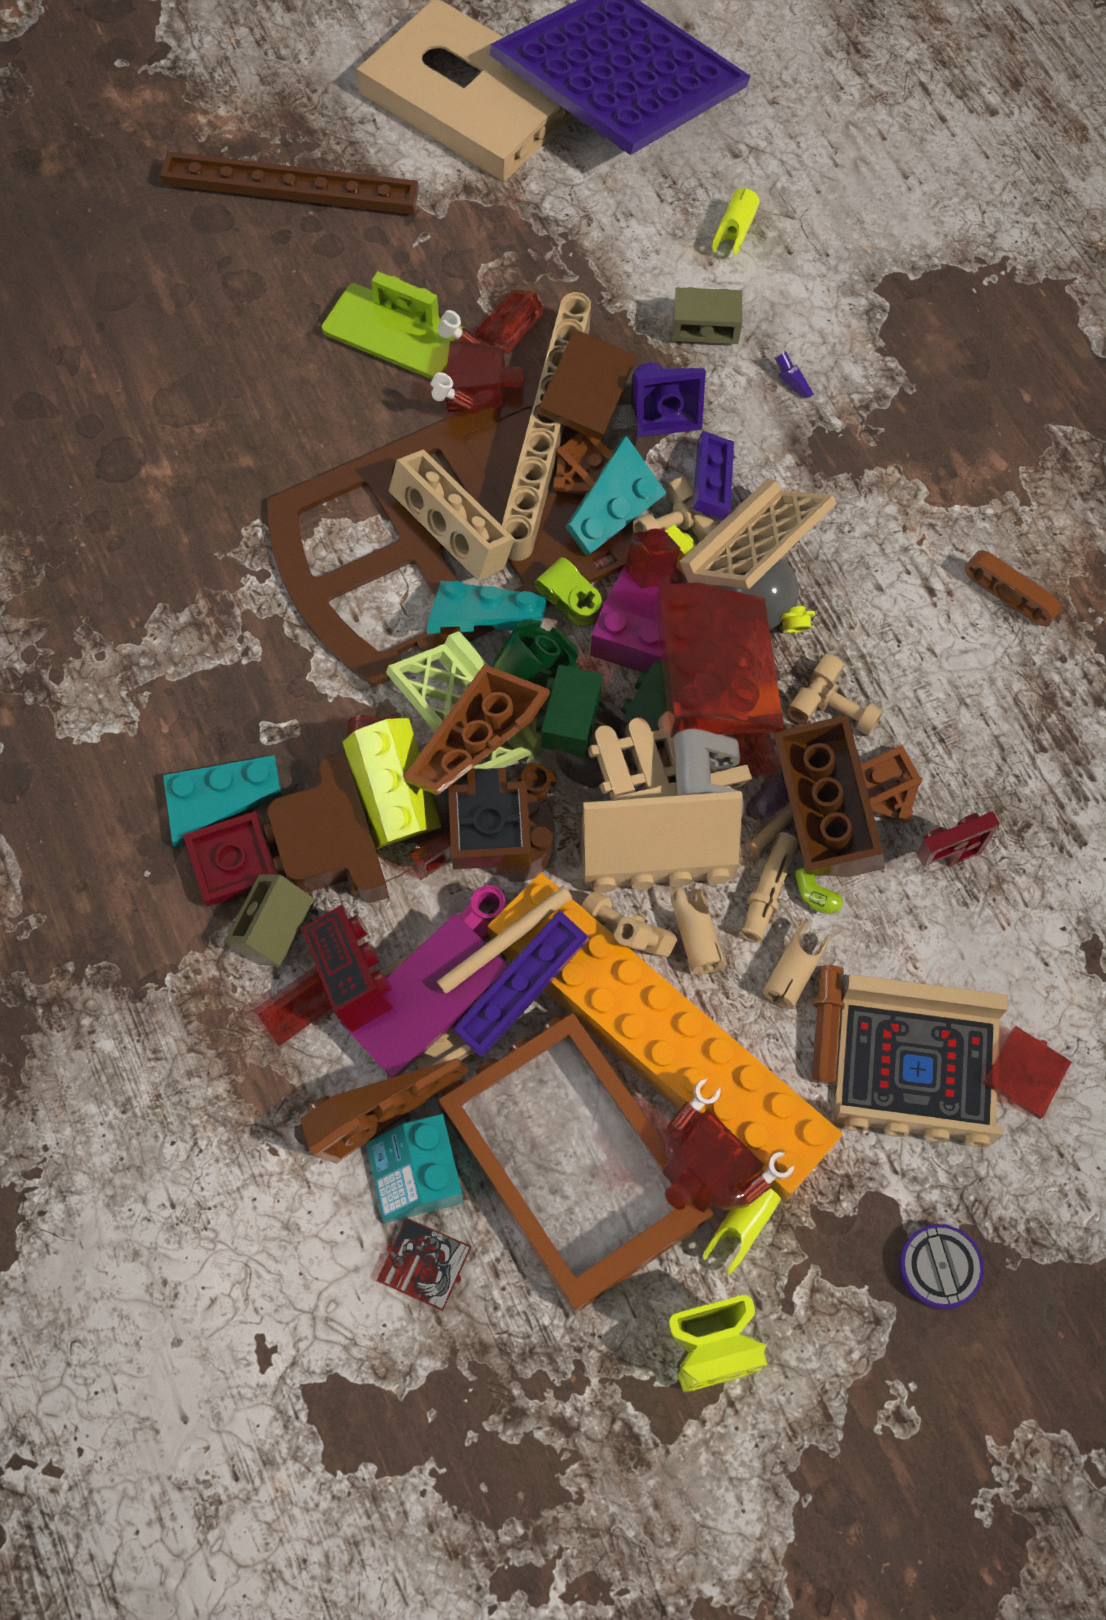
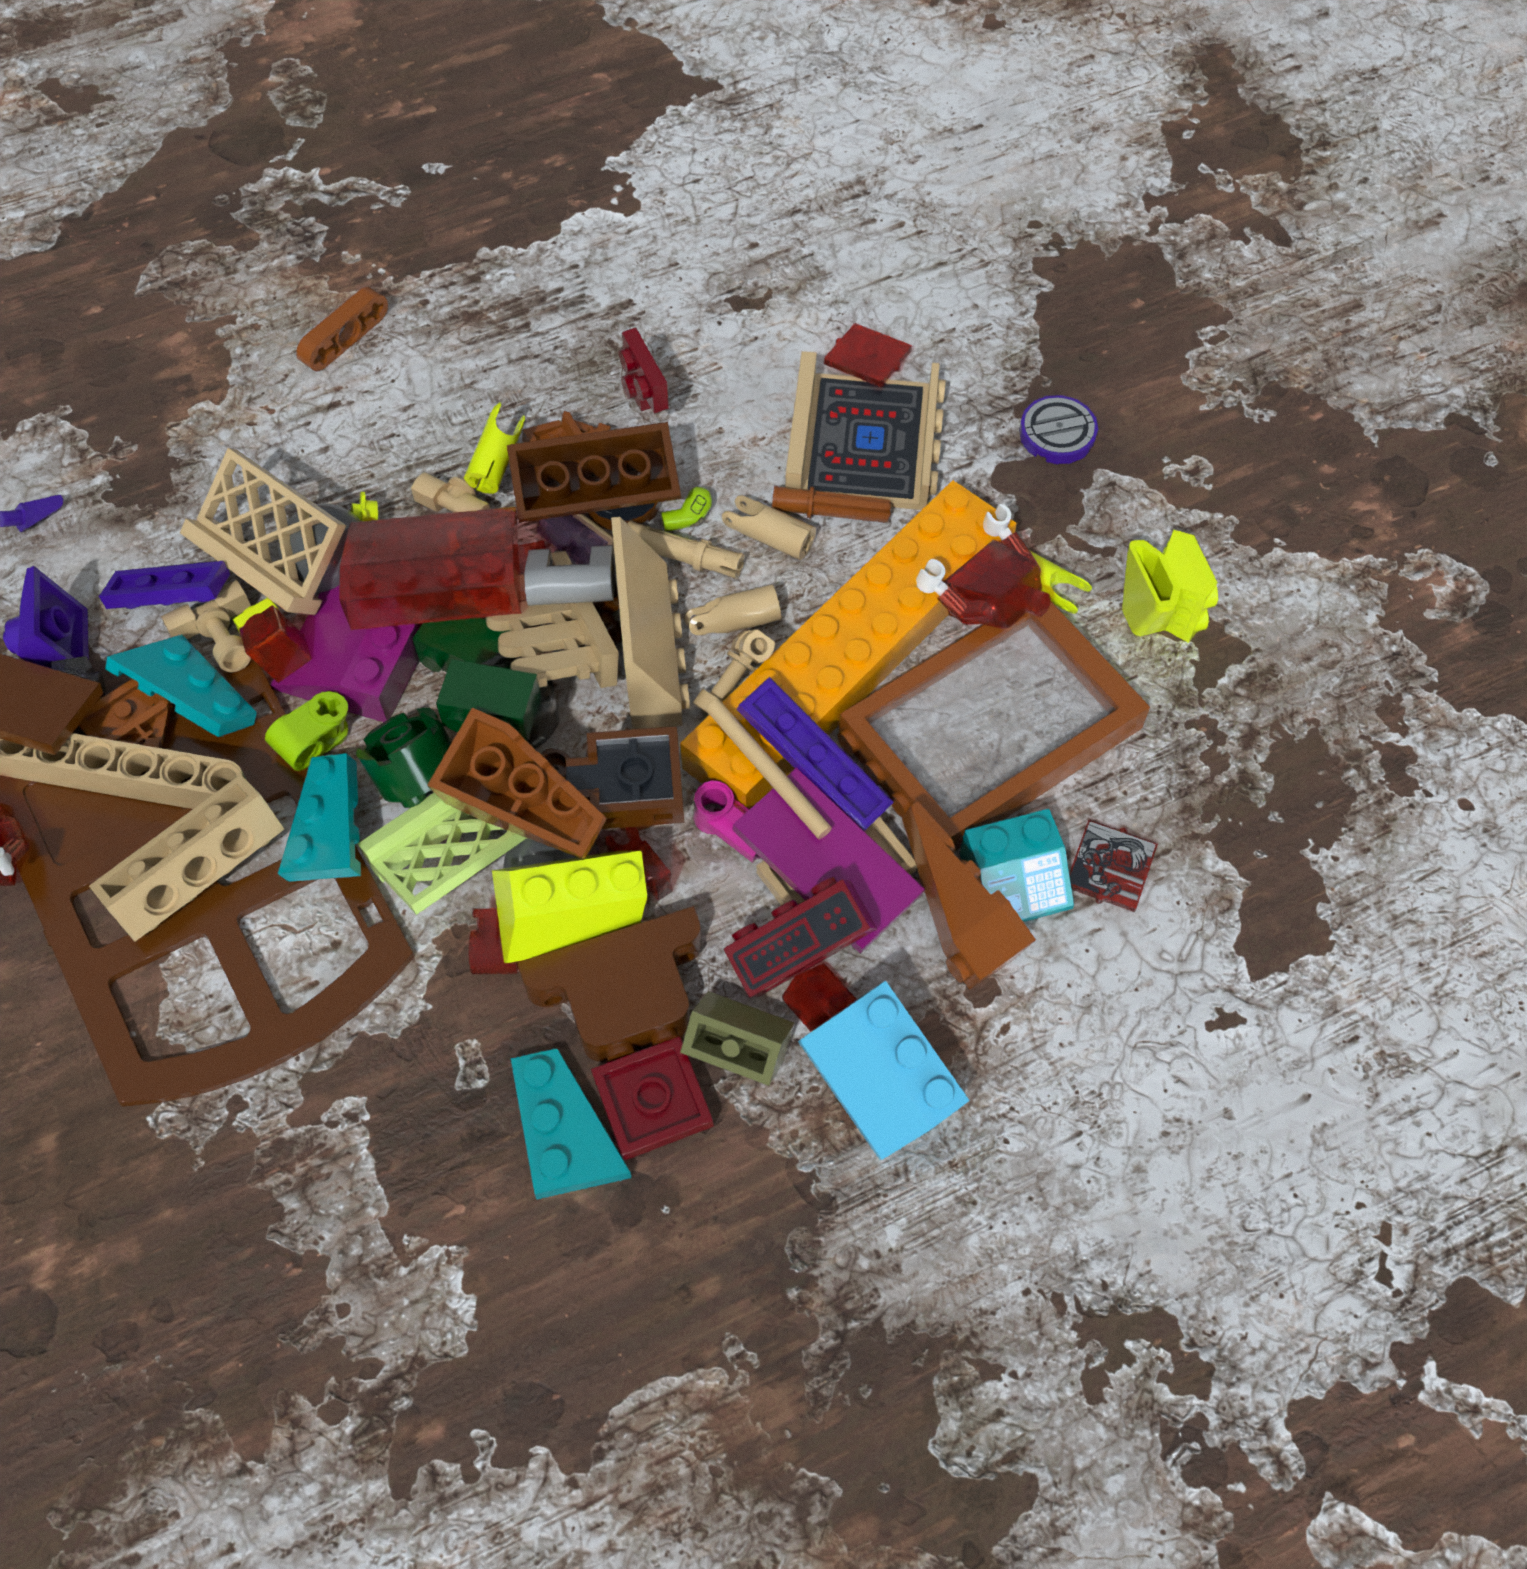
camera: 90 degrees left, 5 degrees down
(229, 1035) = (883, 1071): none -> medium azure slope
(858, 710) = (491, 455): none -> neon yellow piece

